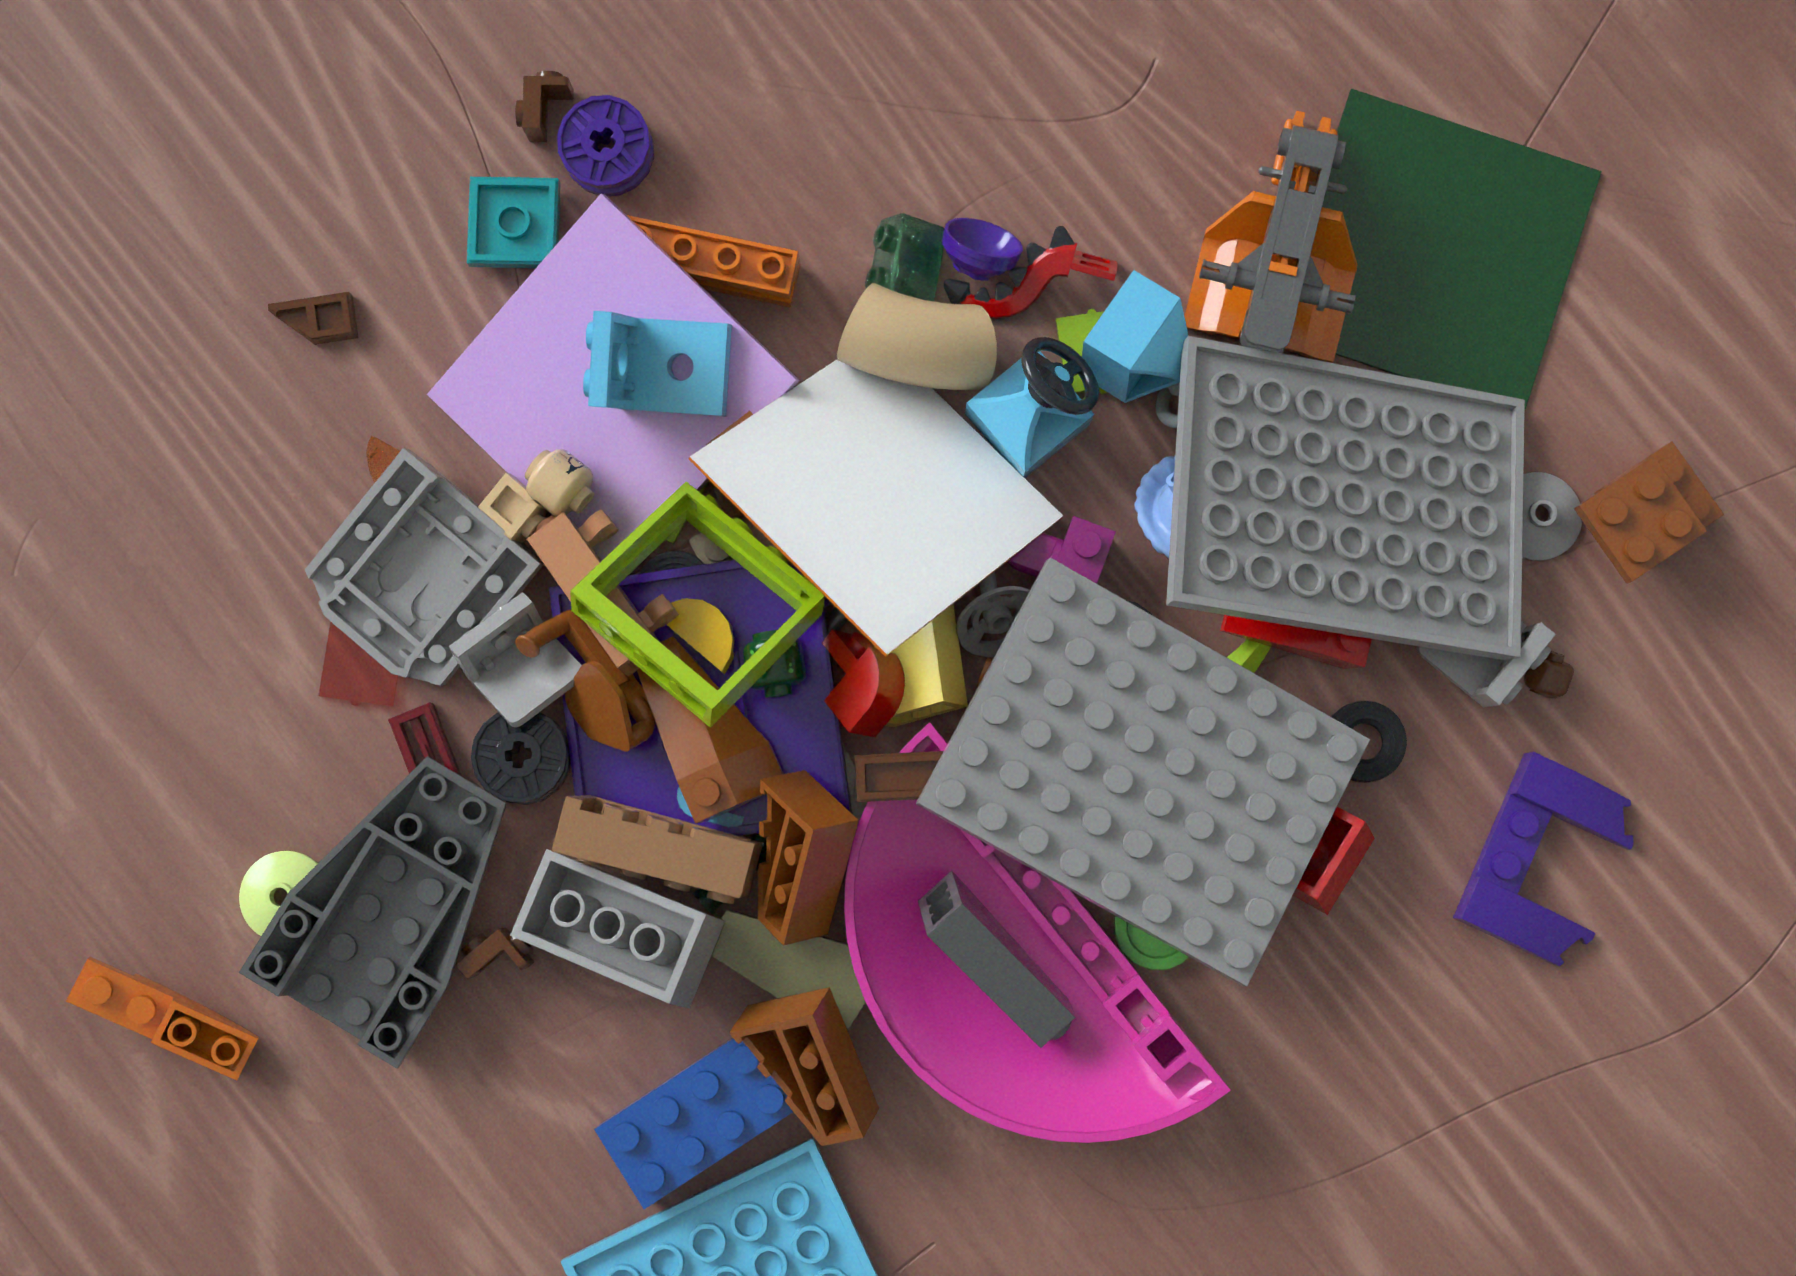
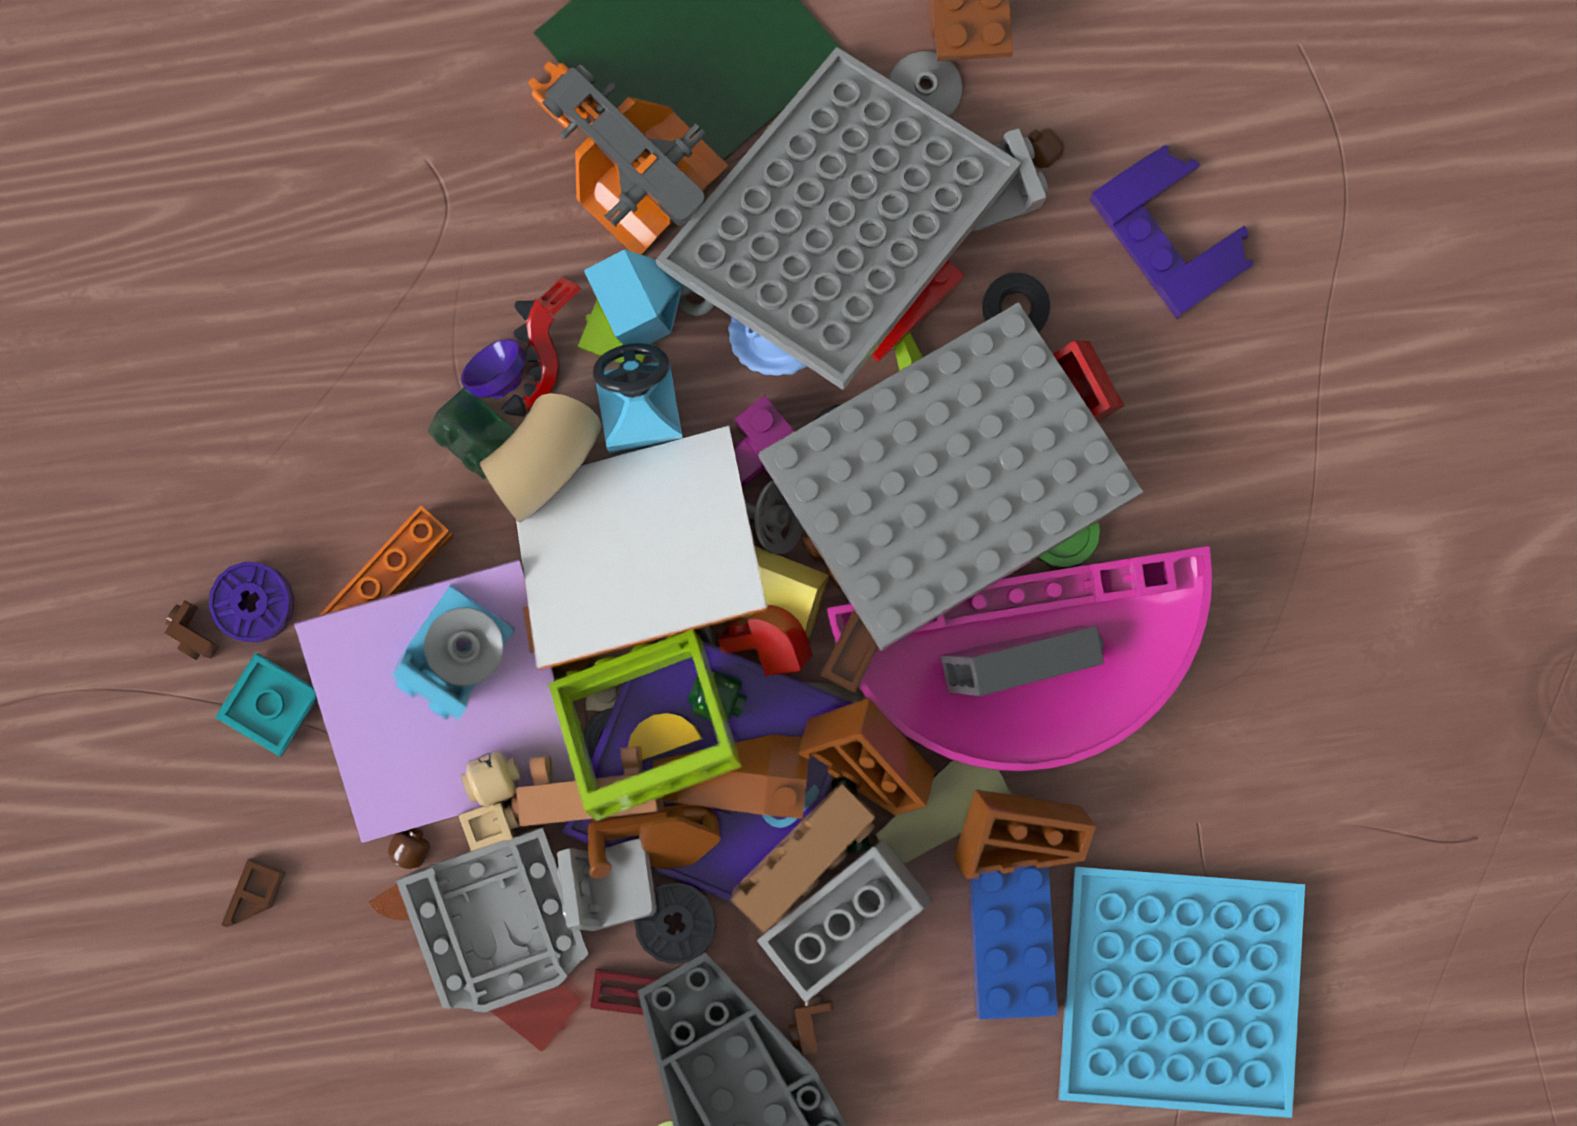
camera: 65 degrees left, 0 degrees up
(448, 445) = (408, 848): none -> reddish brown piece
(650, 367) = (458, 666): none -> light grey dish

